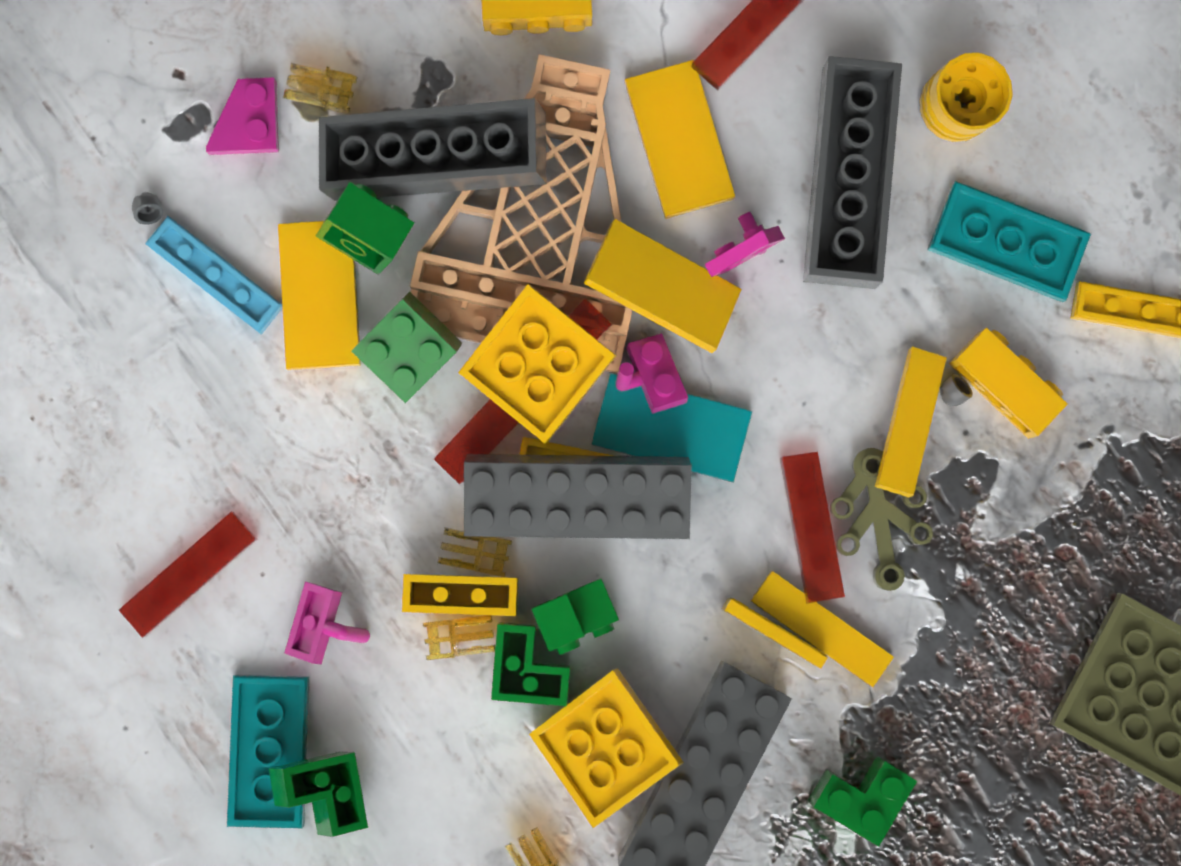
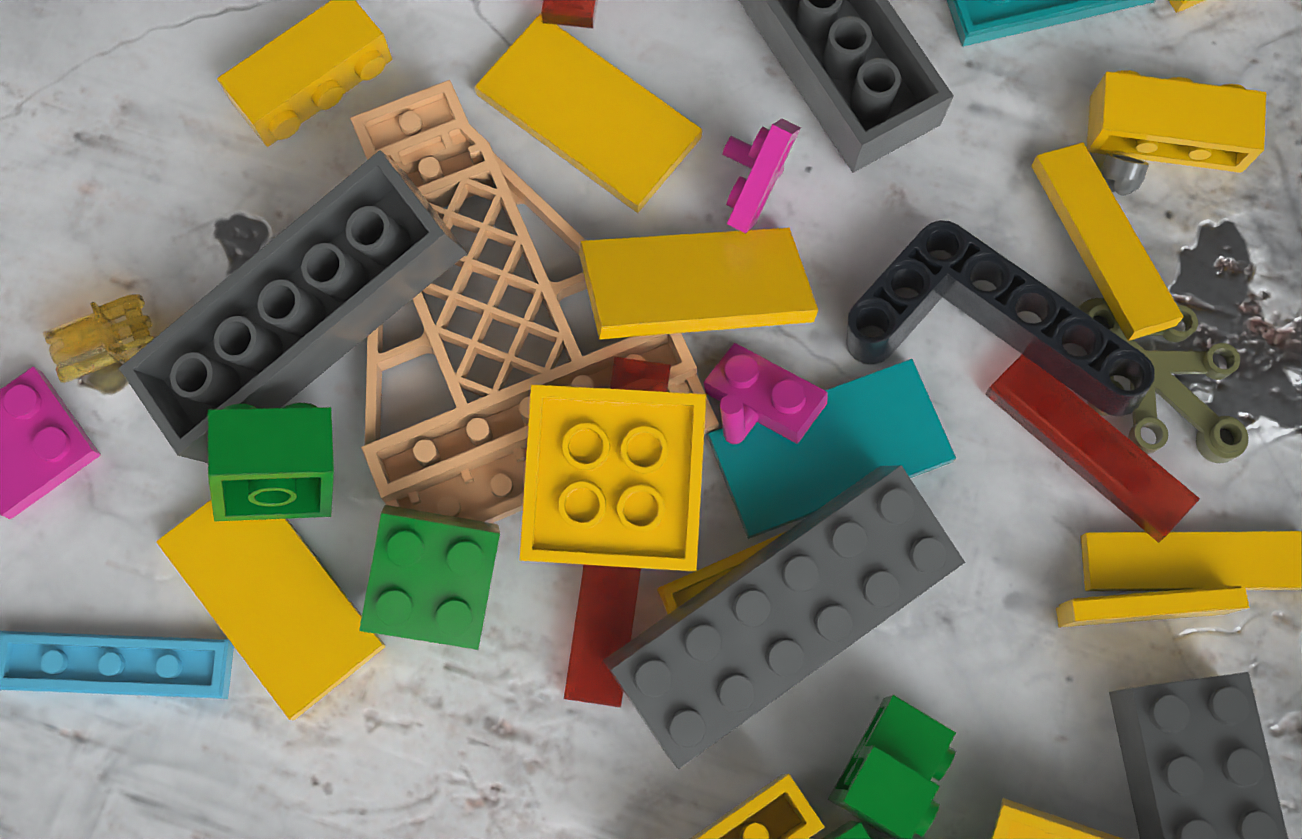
camera: 30 degrees left, 10 degrees down
(499, 556) = (739, 764): clear yellow arm -> none
(817, 417) = (997, 312): none -> black beam

